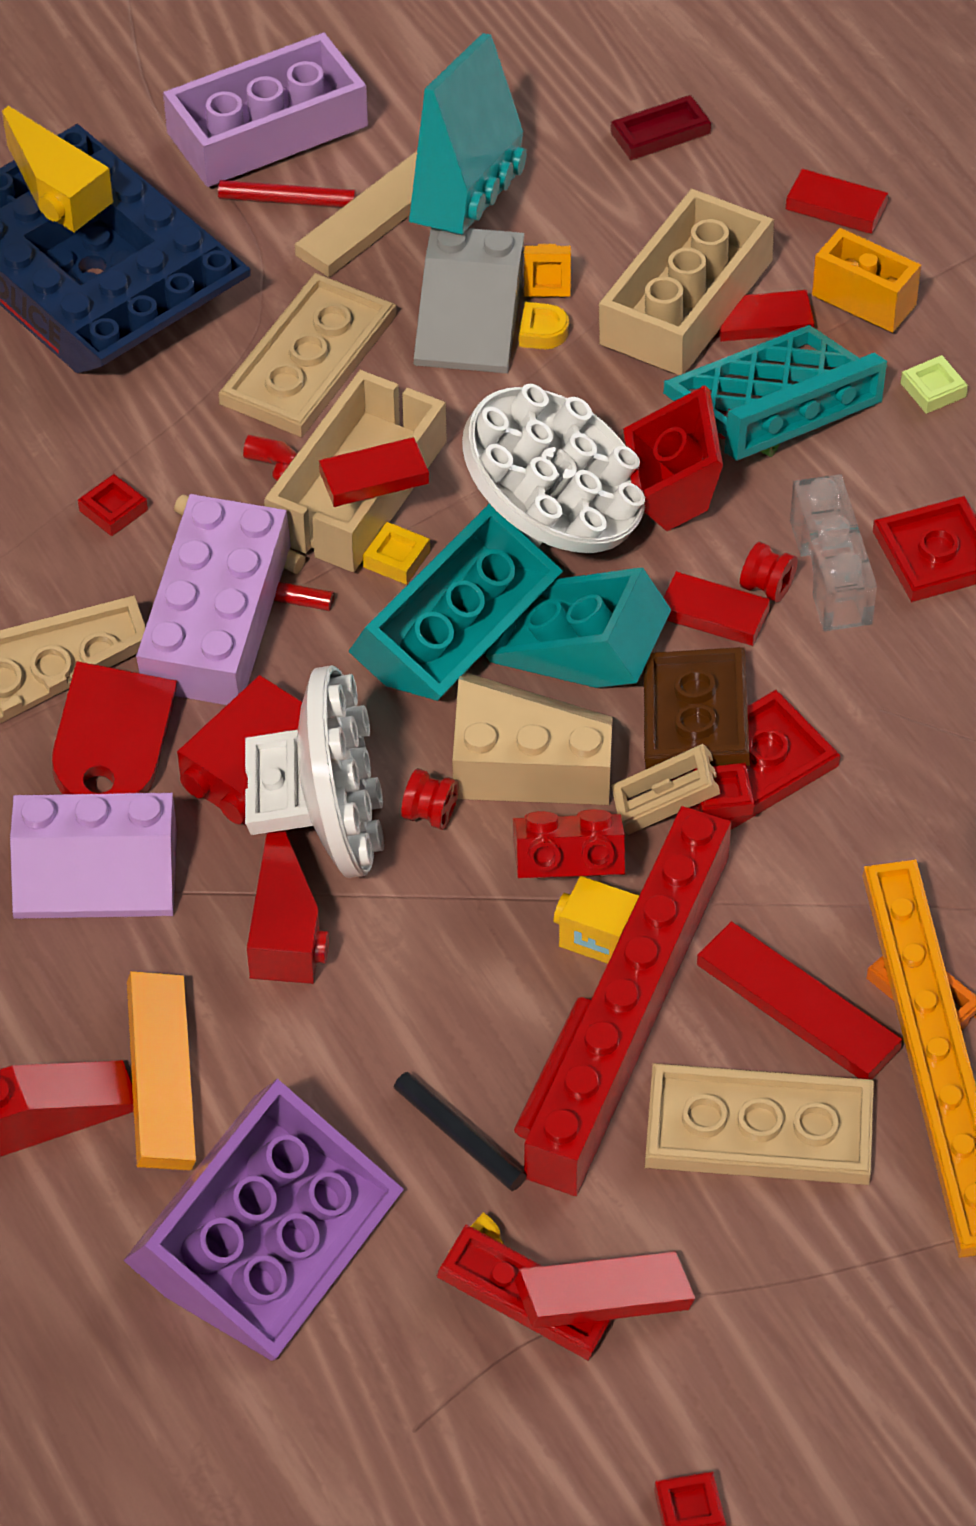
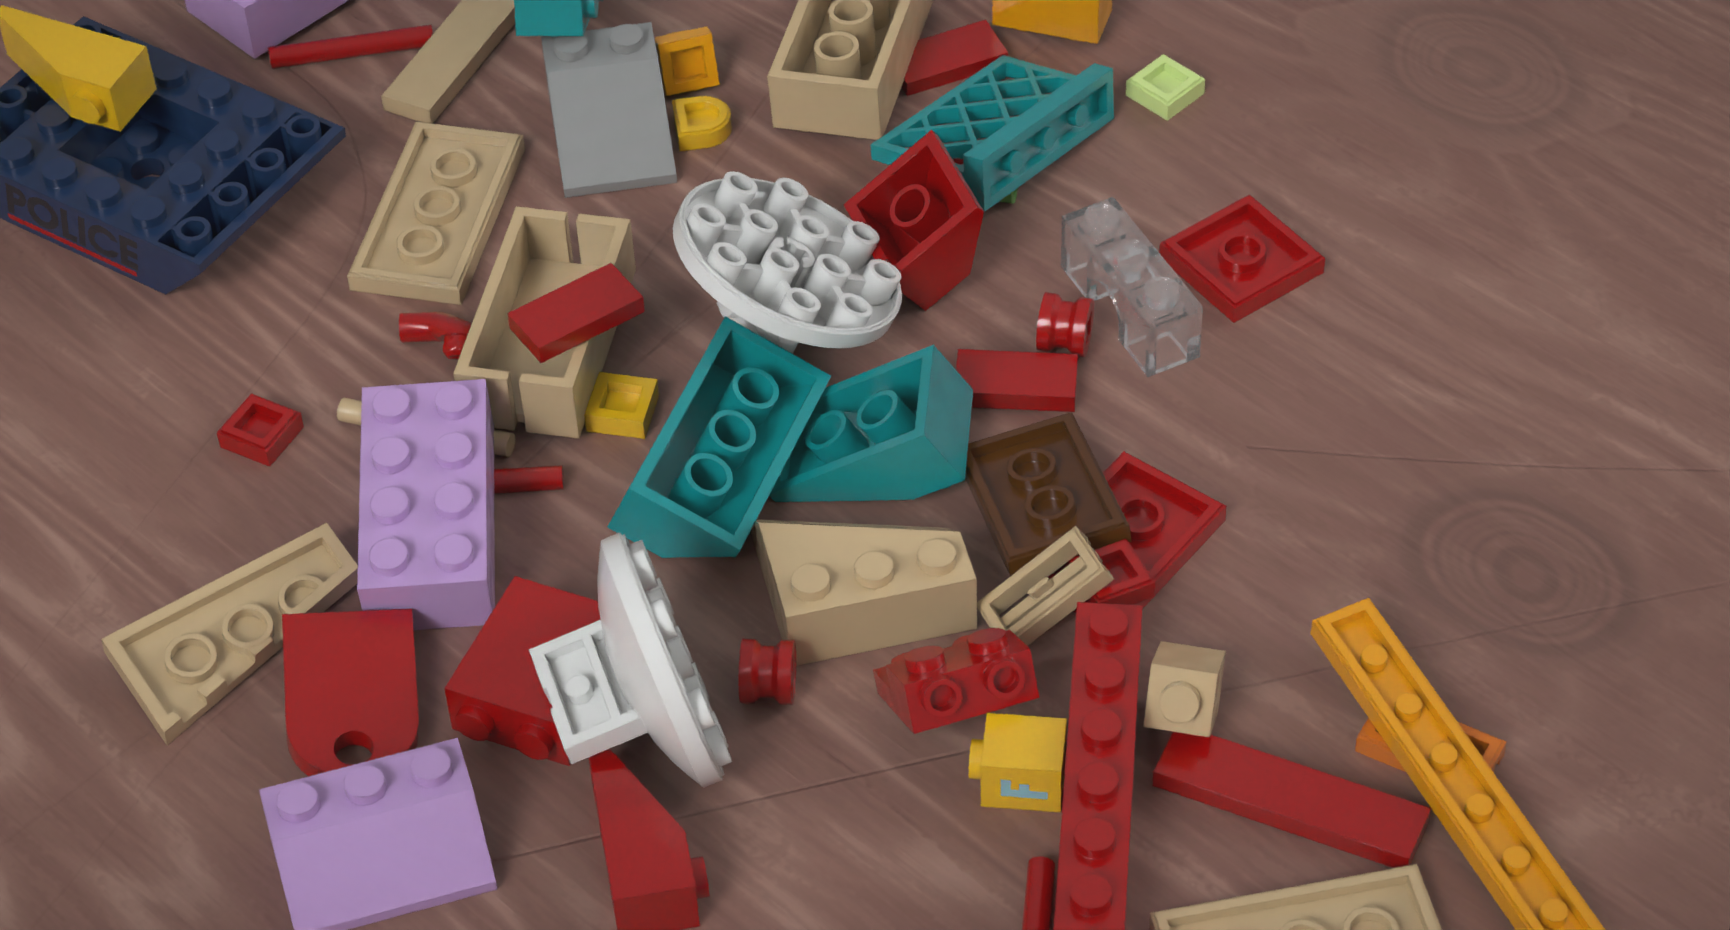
camera: 15 degrees left, 5 degrees down
(743, 895) = (1184, 689): none -> tan brick

